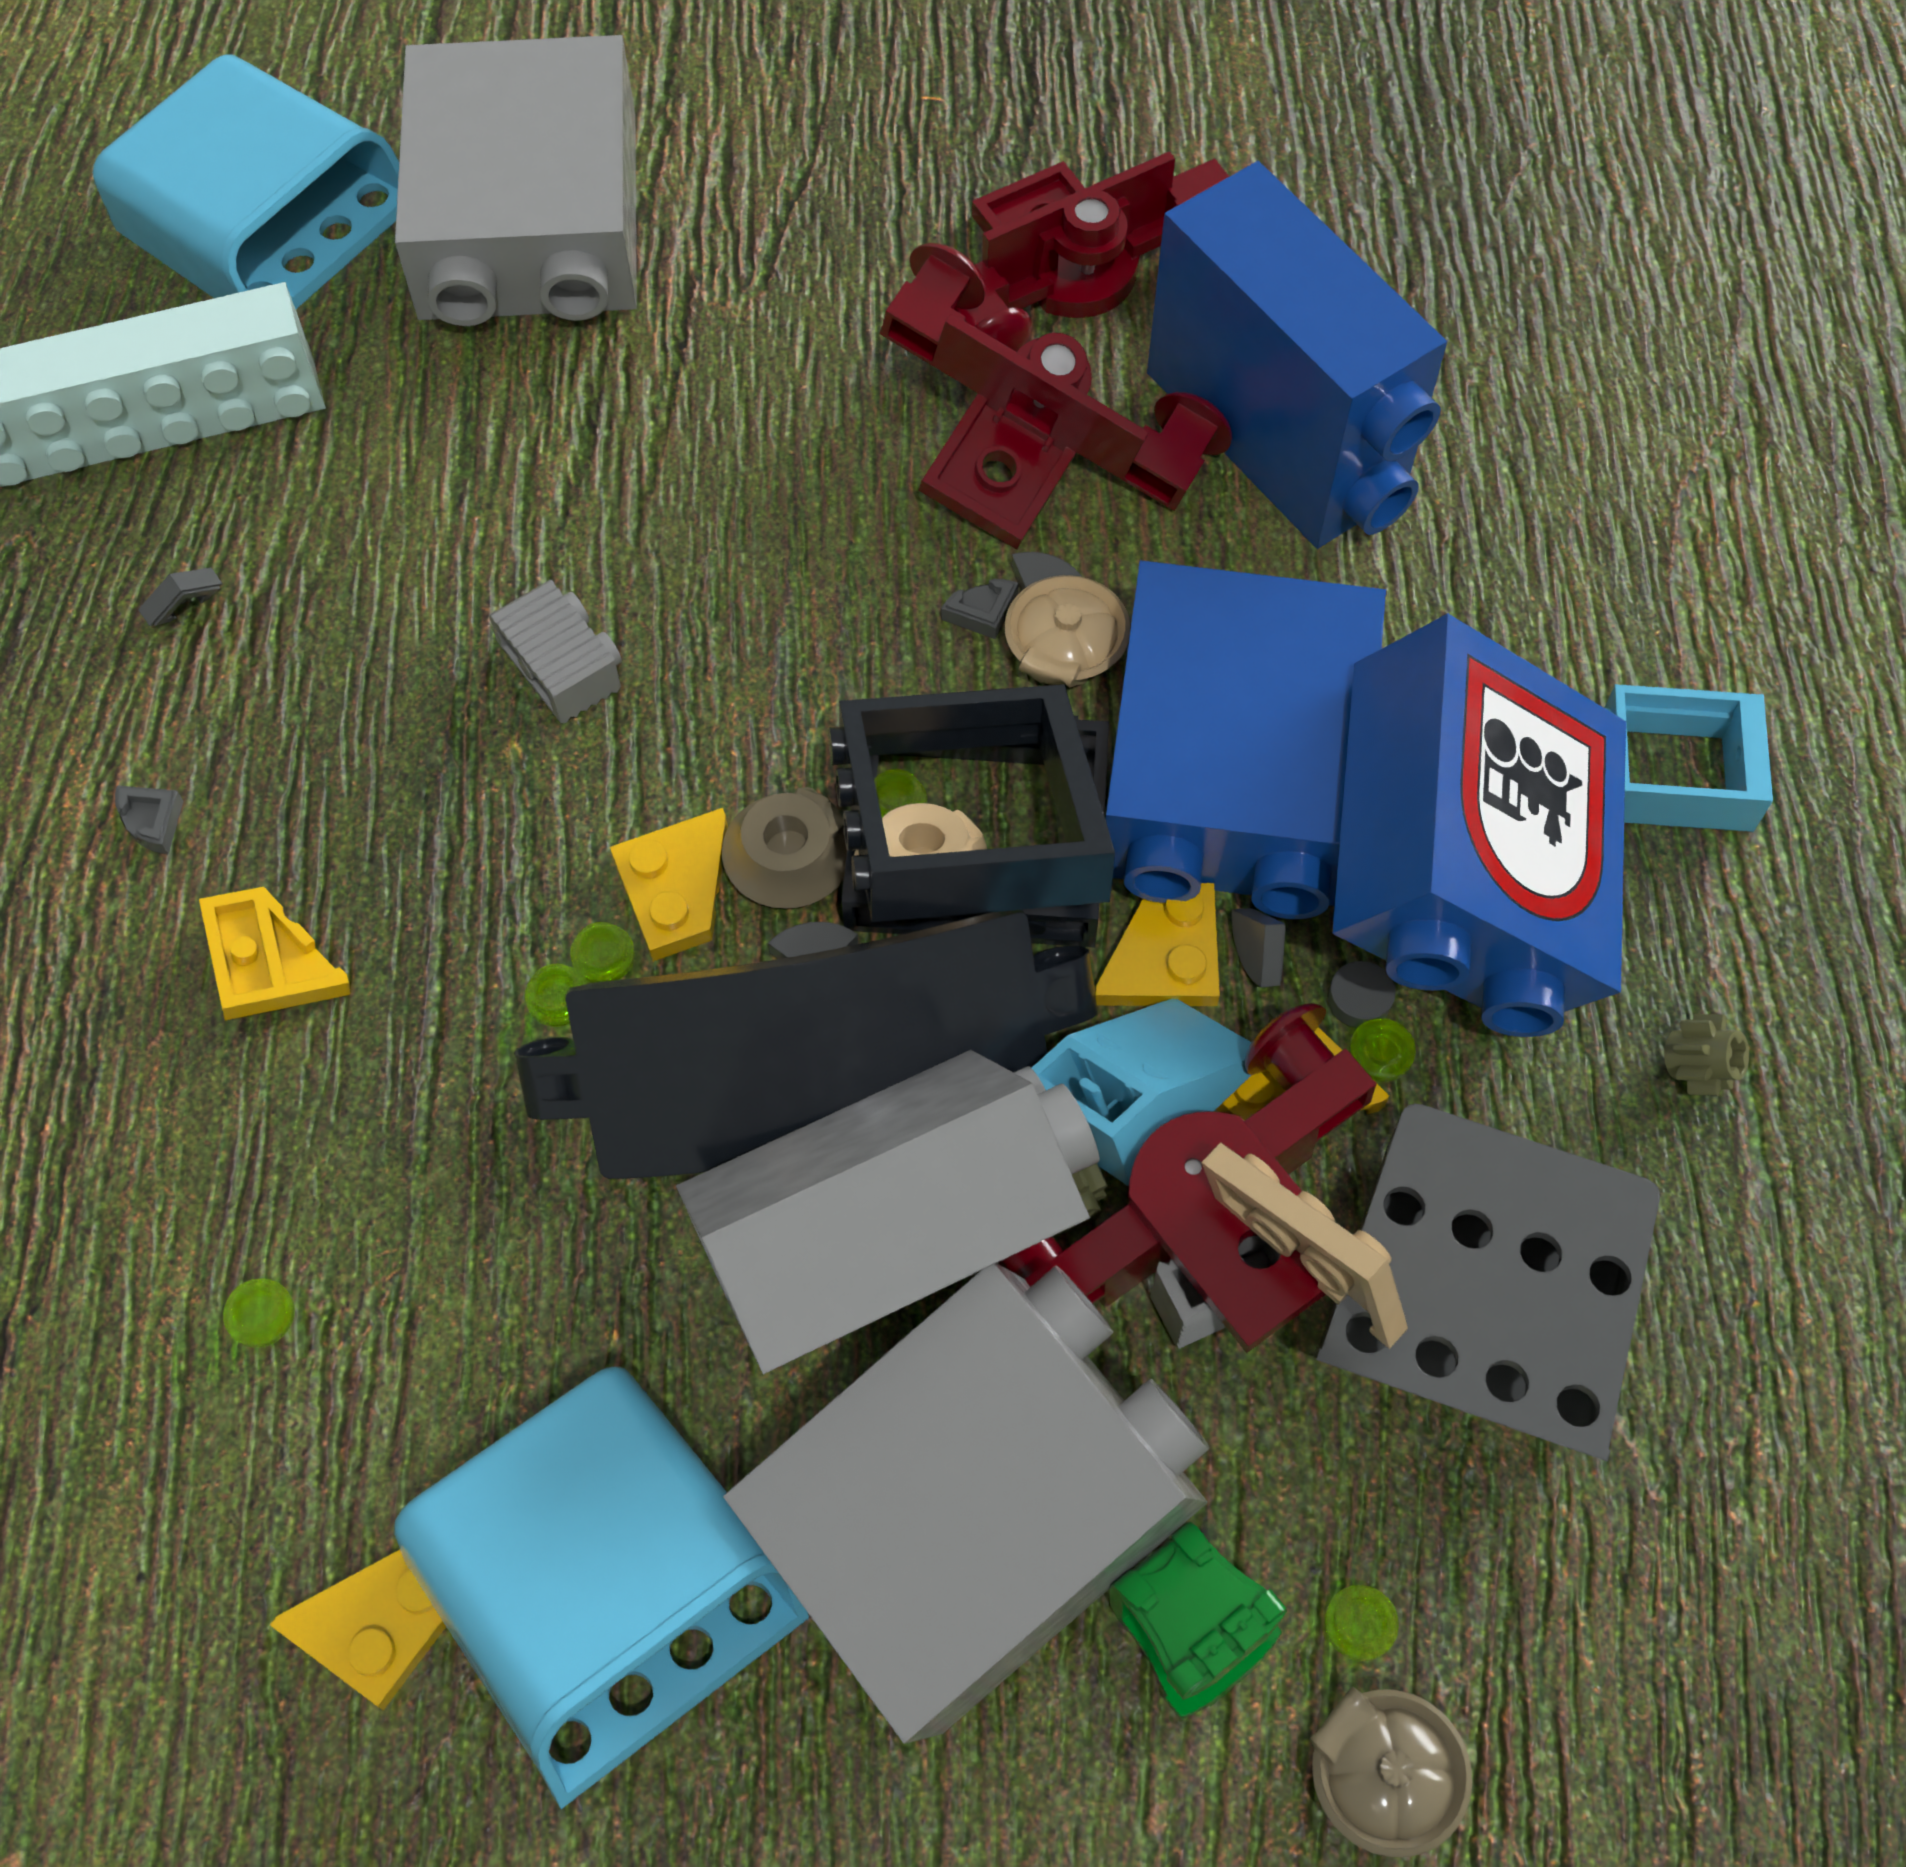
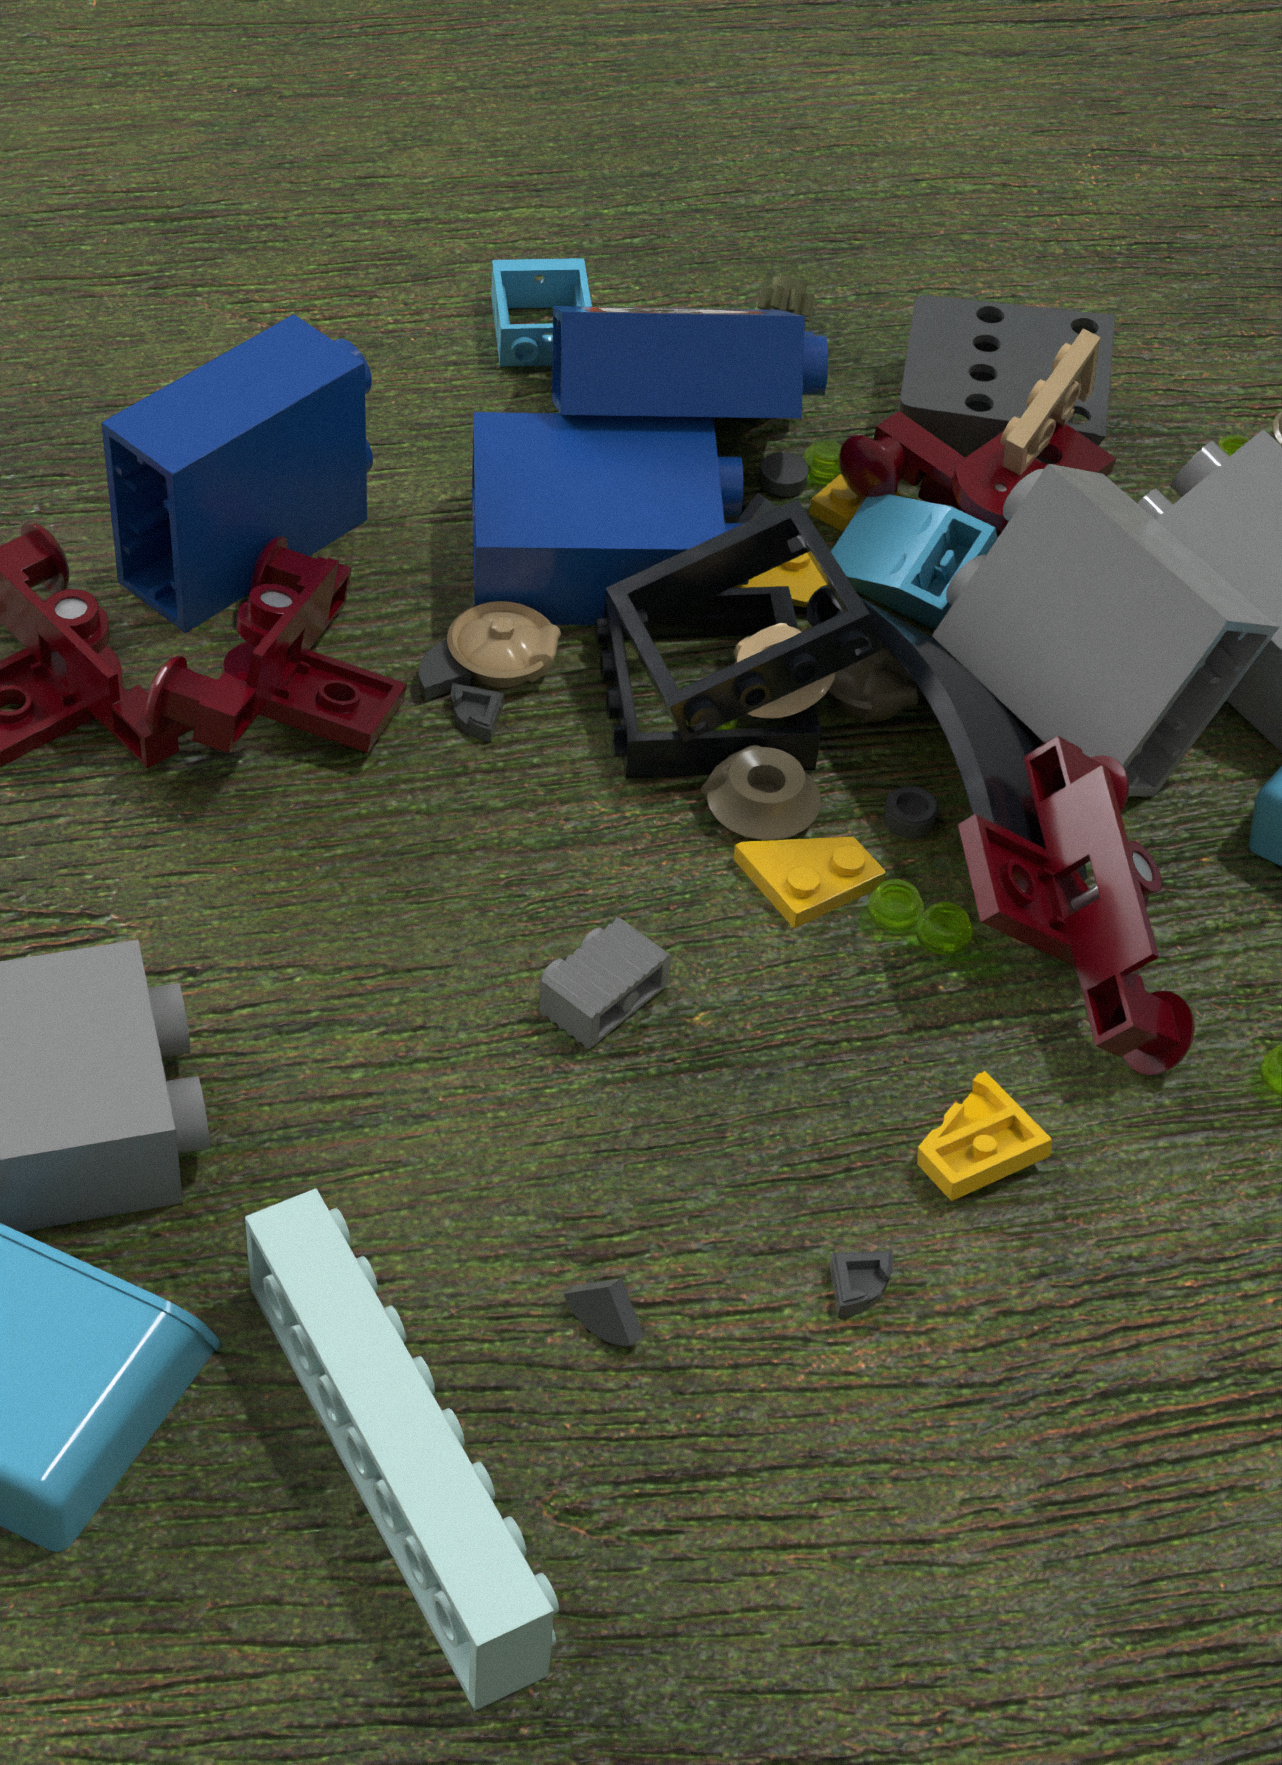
camera: 105 degrees left, 15 degrees down
(493, 1075) = (1098, 930): none -> dark red piece
(811, 938) = (847, 776): dark grey tile -> none

